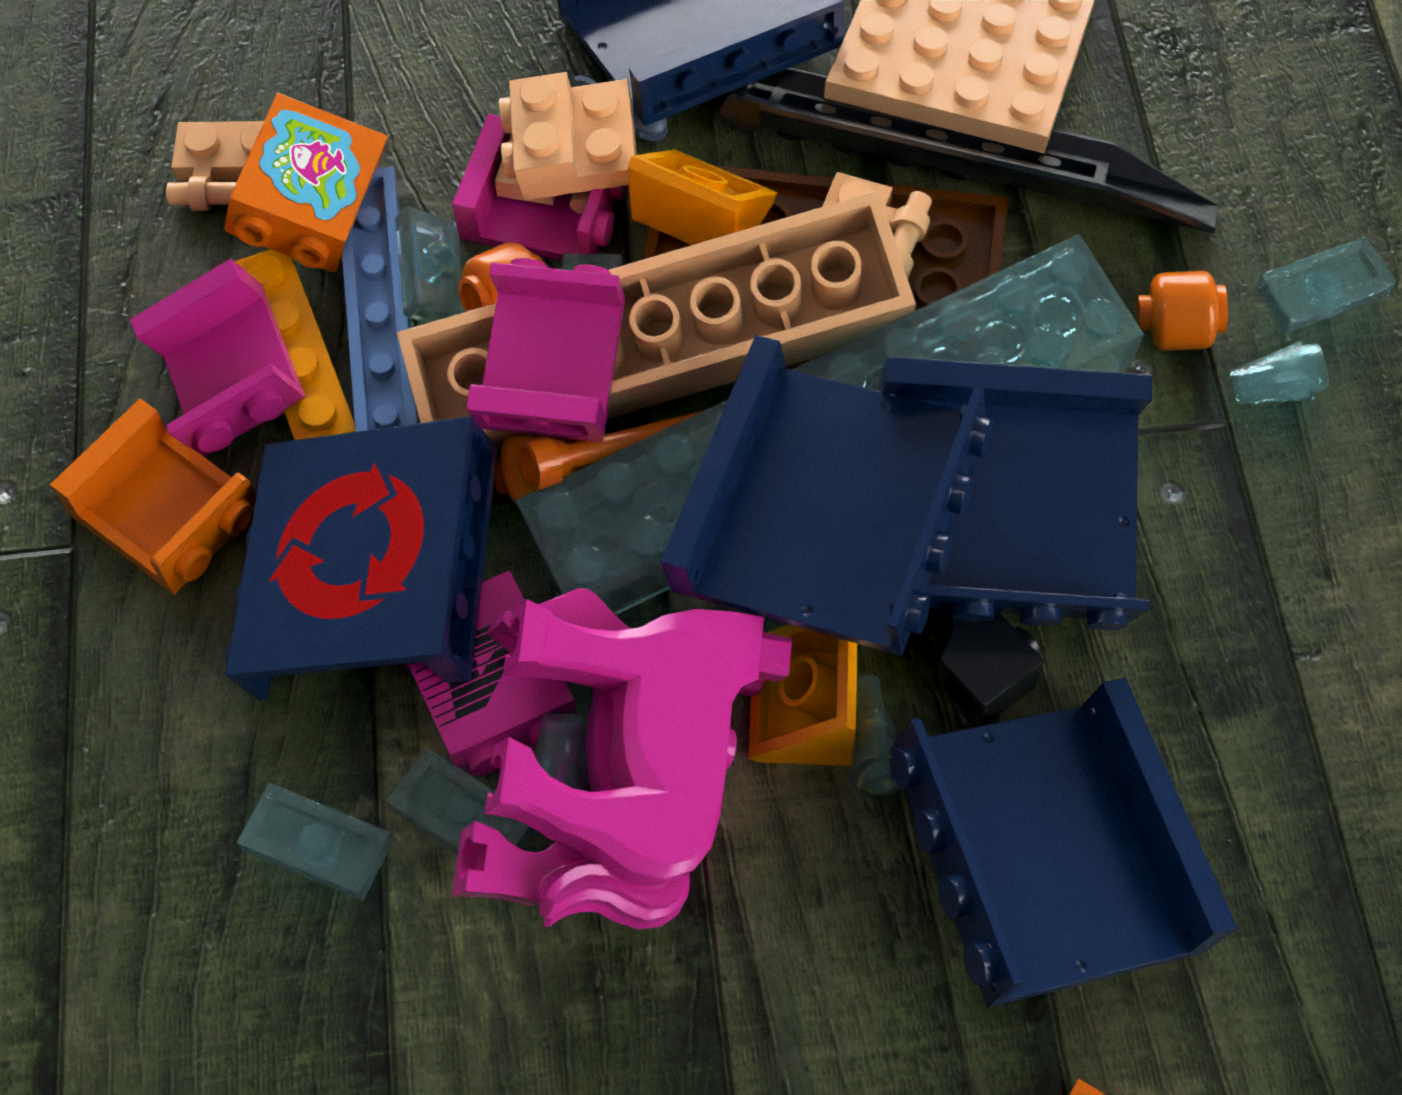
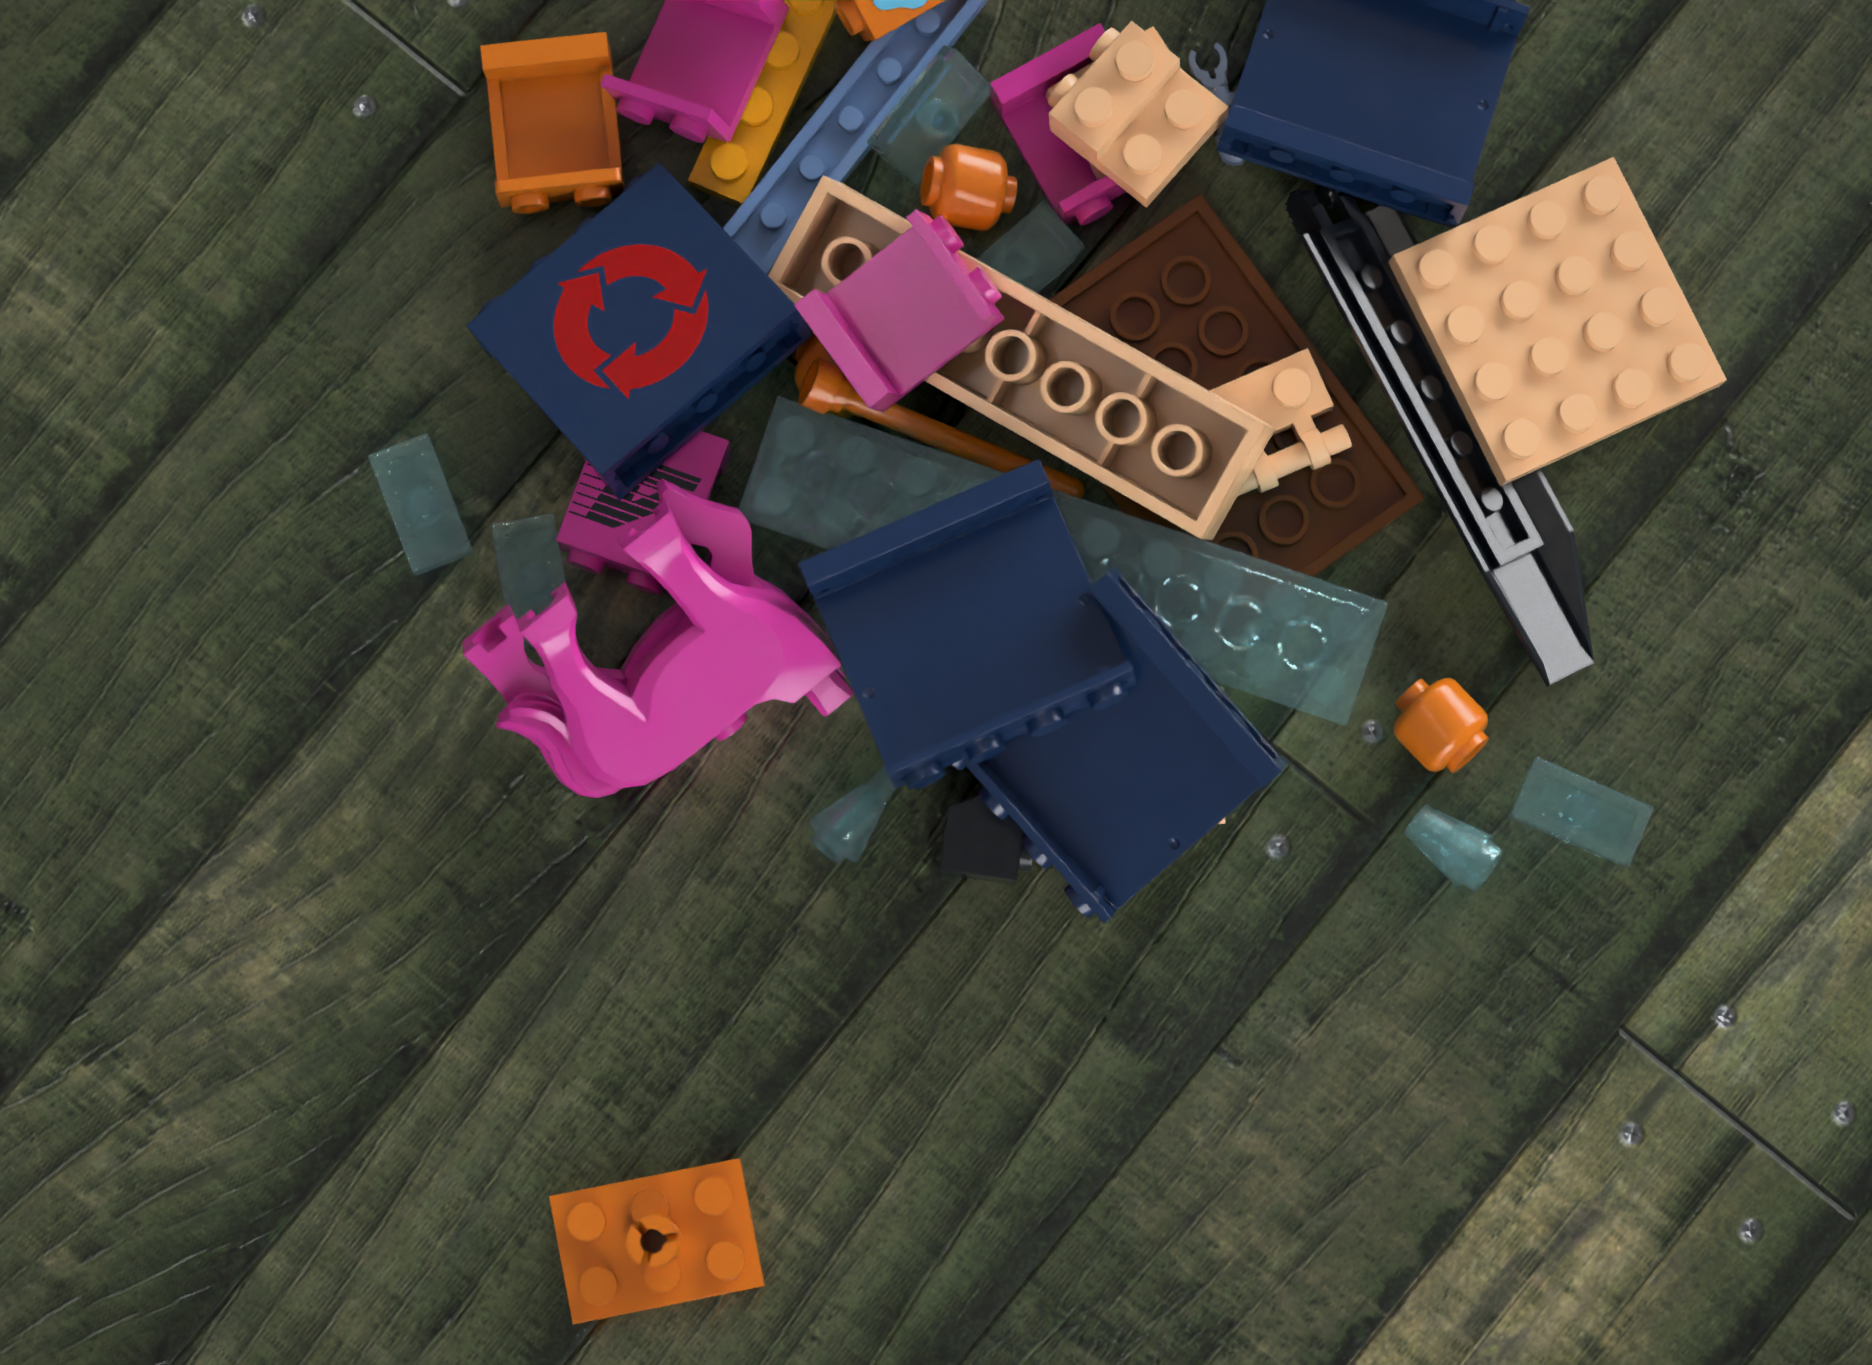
camera: 45 degrees right, 20 degrees up
(563, 749) = (622, 618): clear light blue cone -> none
(693, 197) = (1183, 265): light orange slope -> none
(811, 710) = (827, 751): light orange slope -> none
(1060, 846) = (886, 1003): dark blue panel -> none

